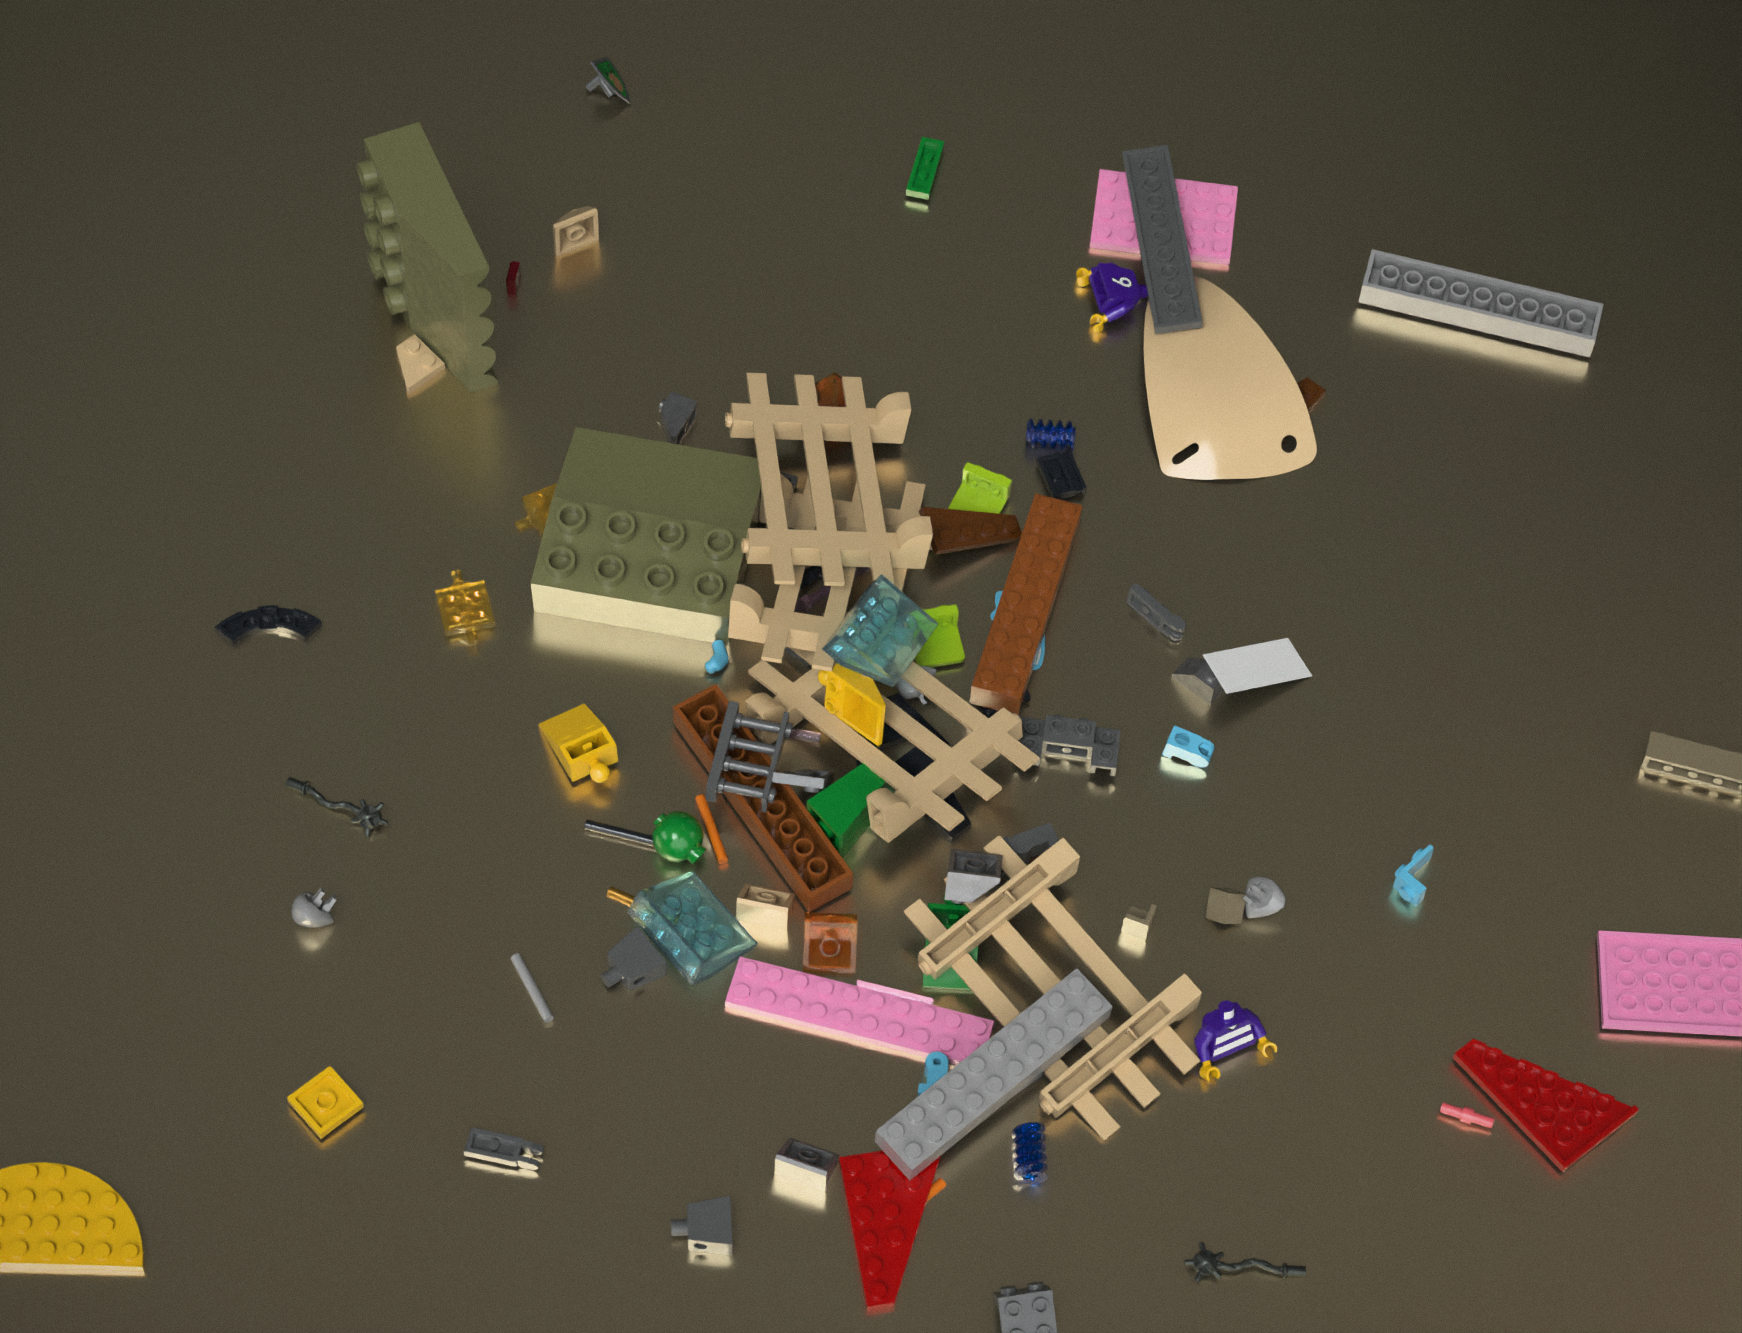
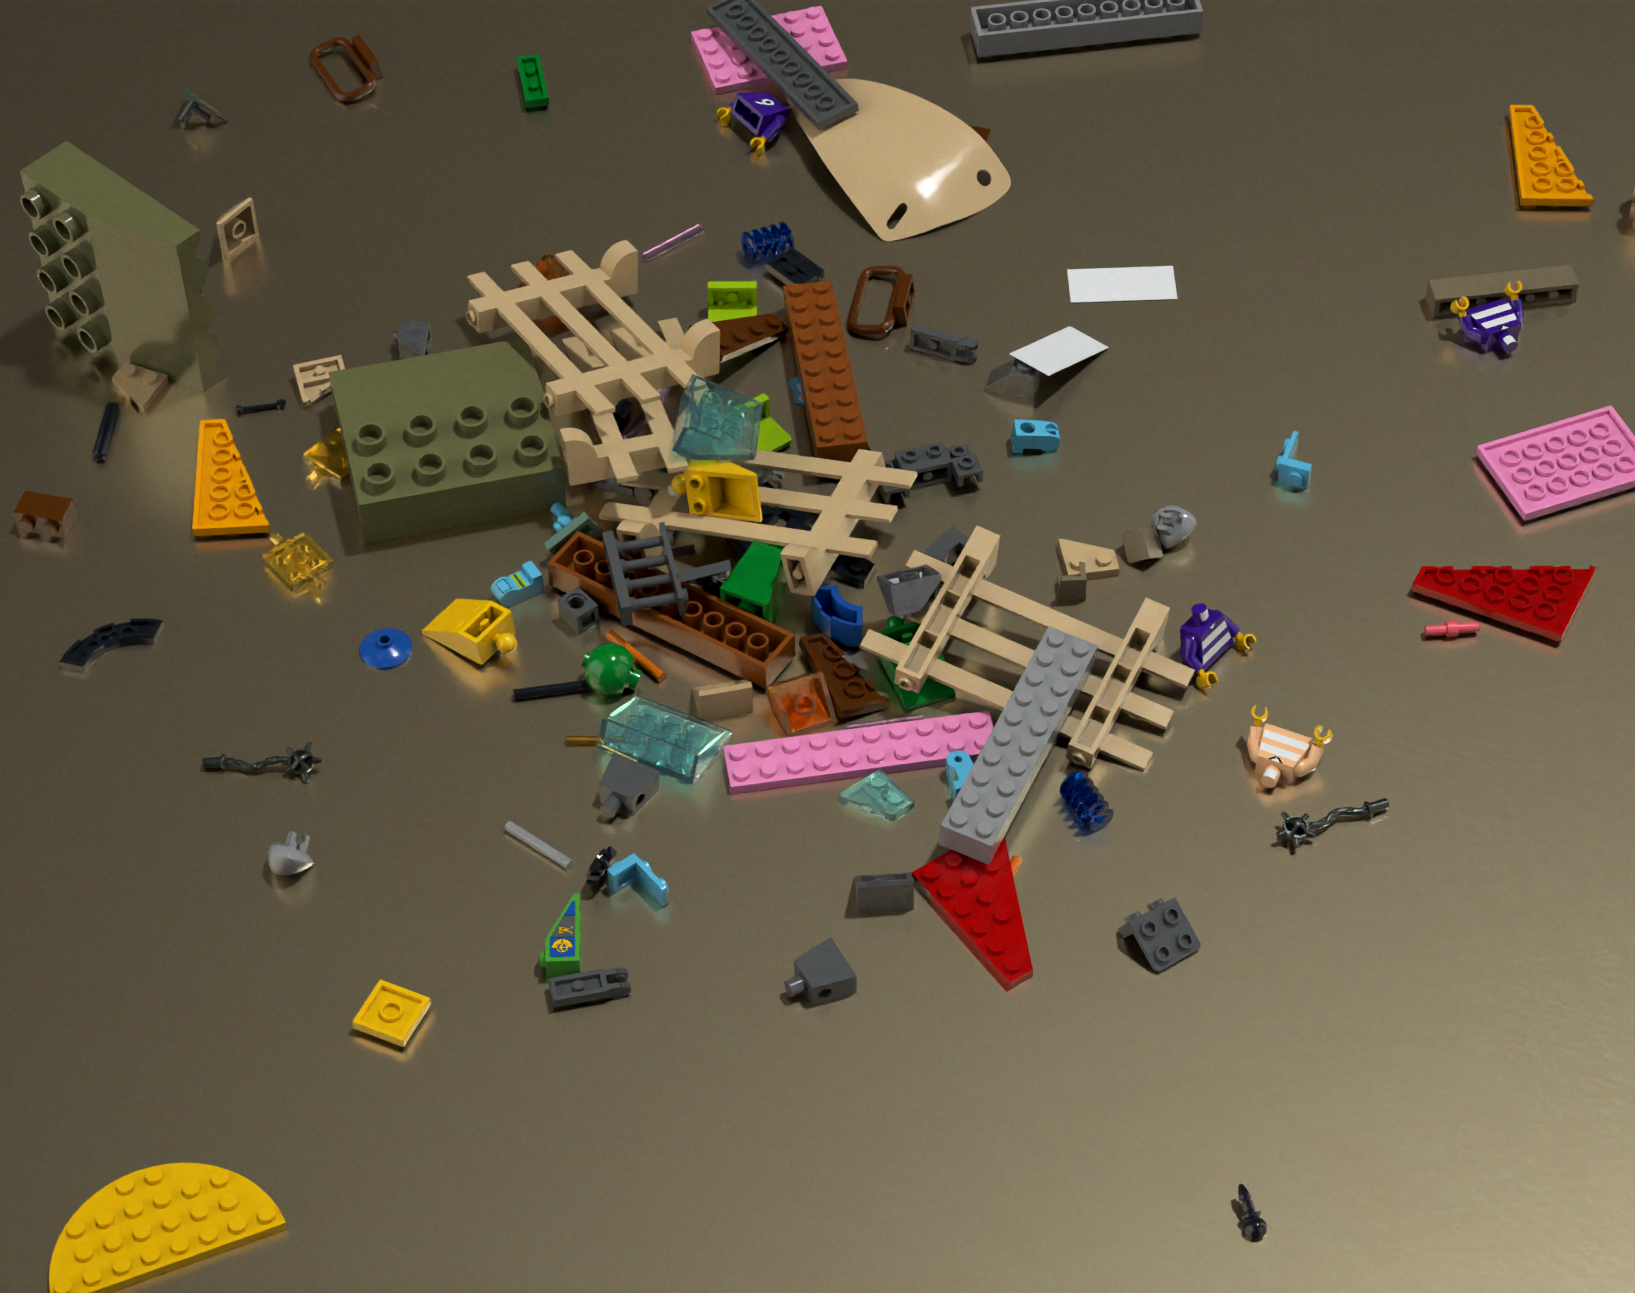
camera: 20 degrees left, 10 degrees down
(271, 469) = (45, 514): none -> reddish brown brick
(365, 401) = (106, 431): none -> black axle
(435, 510) = (223, 491): none -> light orange wing
(499, 737) = (386, 648): none -> blue dish
(503, 1097) = (563, 942): none -> slope
(530, 433) = (280, 404): none -> black hinge
(569, 1035) = (600, 865): none -> black gear
(571, 415) = (314, 378): none -> tan wing
(594, 1048) = (632, 869): none -> medium azure bracket
(642, 714) = (518, 586): none -> medium azure leg
(684, 771) = (578, 611): none -> dark grey brick
(725, 679) = (583, 524): none -> sand green wing
(780, 81) = (362, 58): none -> reddish brown bar
(852, 1066) = (879, 796): none -> clear light blue wing
(879, 935) = (847, 688): none -> reddish brown wing
(905, 869) = (837, 617): none -> blue brick
(965, 398) = (672, 242): none -> bar
(1141, 549) = (900, 302): none -> reddish brown bar
(1172, 901) = (1098, 560): none -> tan wing
(1235, 1179) = (1283, 753): none -> light nougat torso
(1362, 611) = (1122, 284): none -> white sticker
(1691, 802) = (1494, 323): none -> dark purple torso

